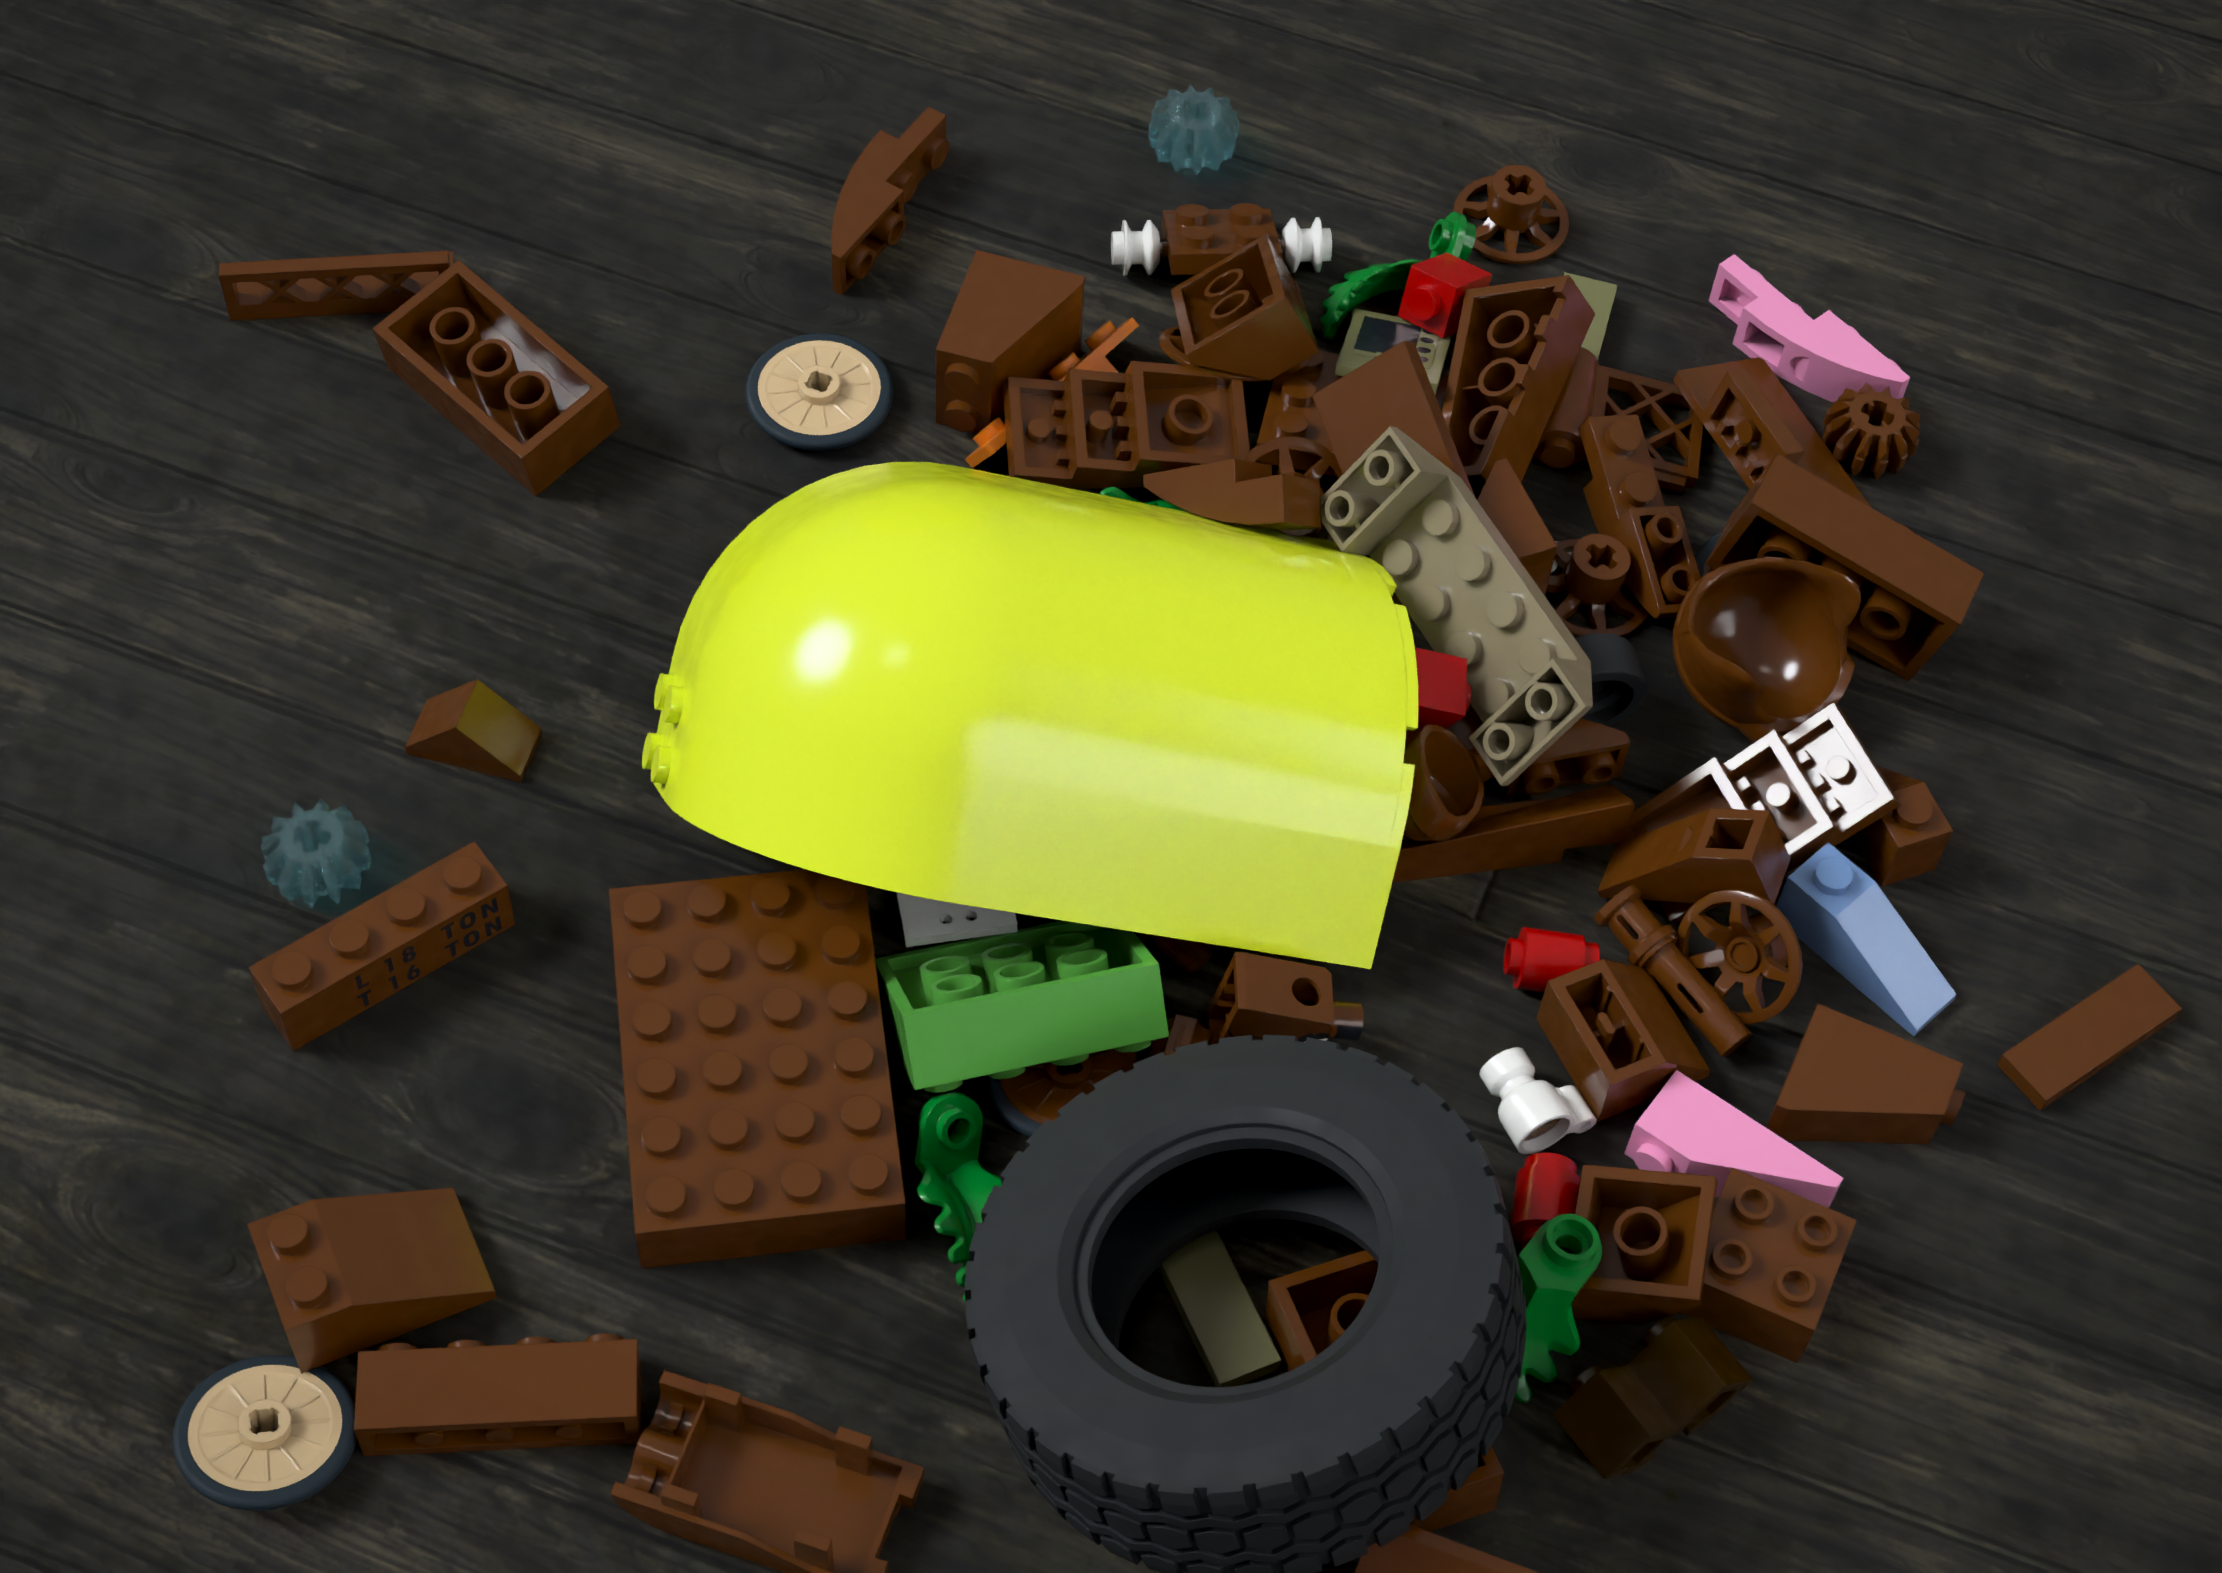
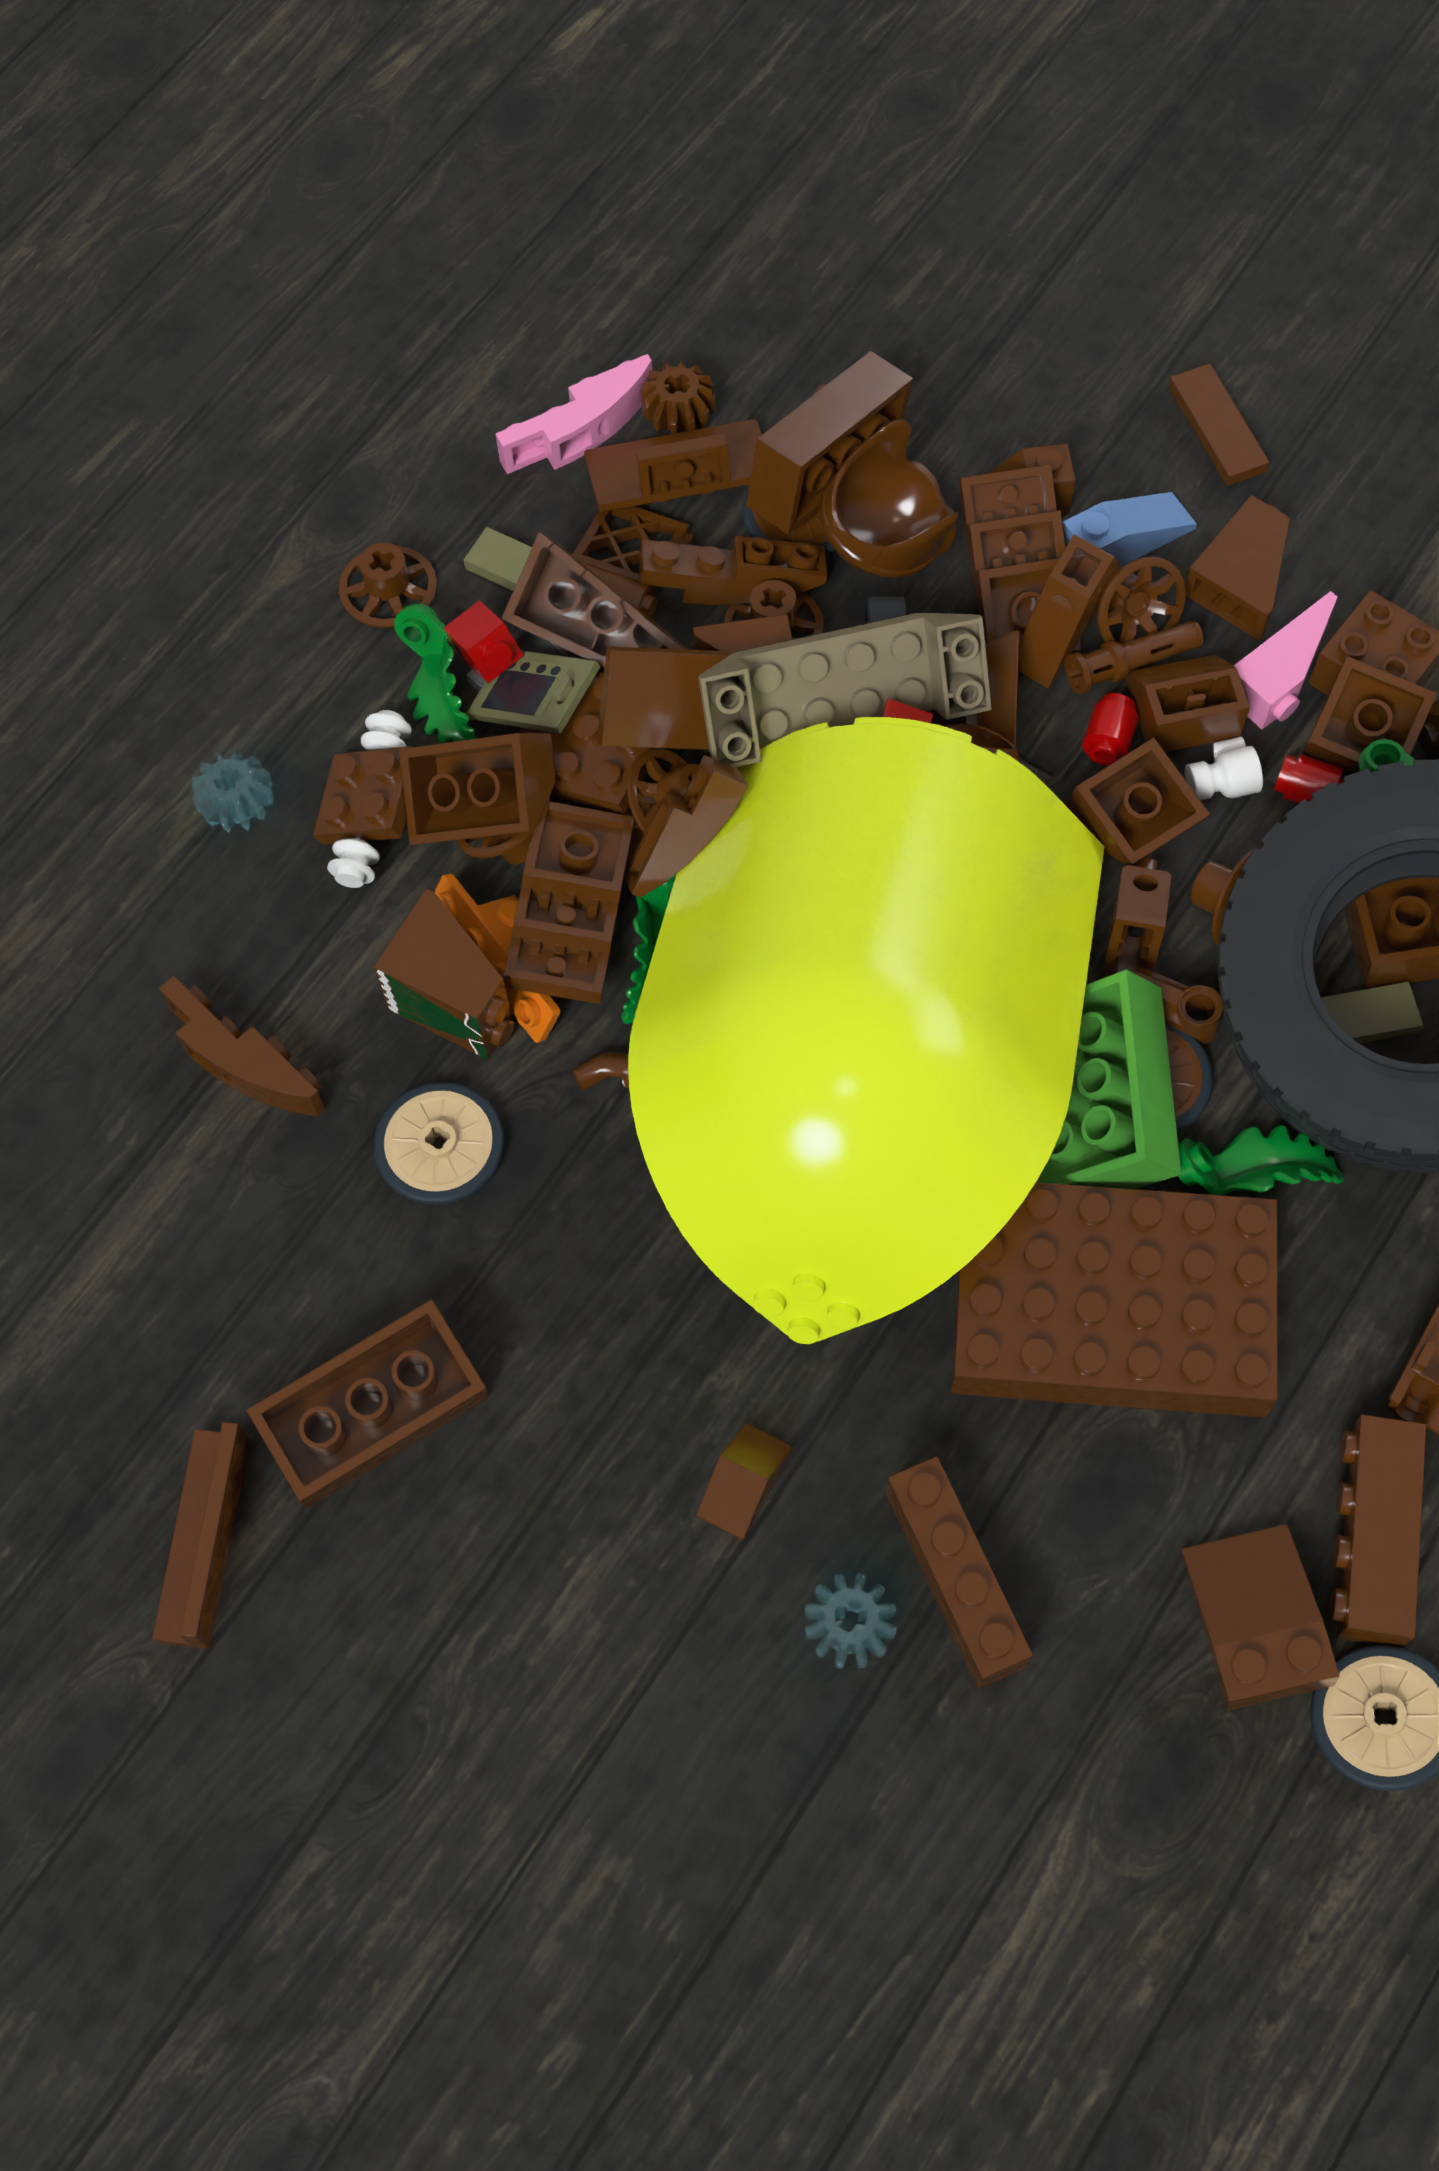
camera: 70 degrees left, 10 degrees up
(1438, 988) = (1137, 804): none -> reddish brown slope

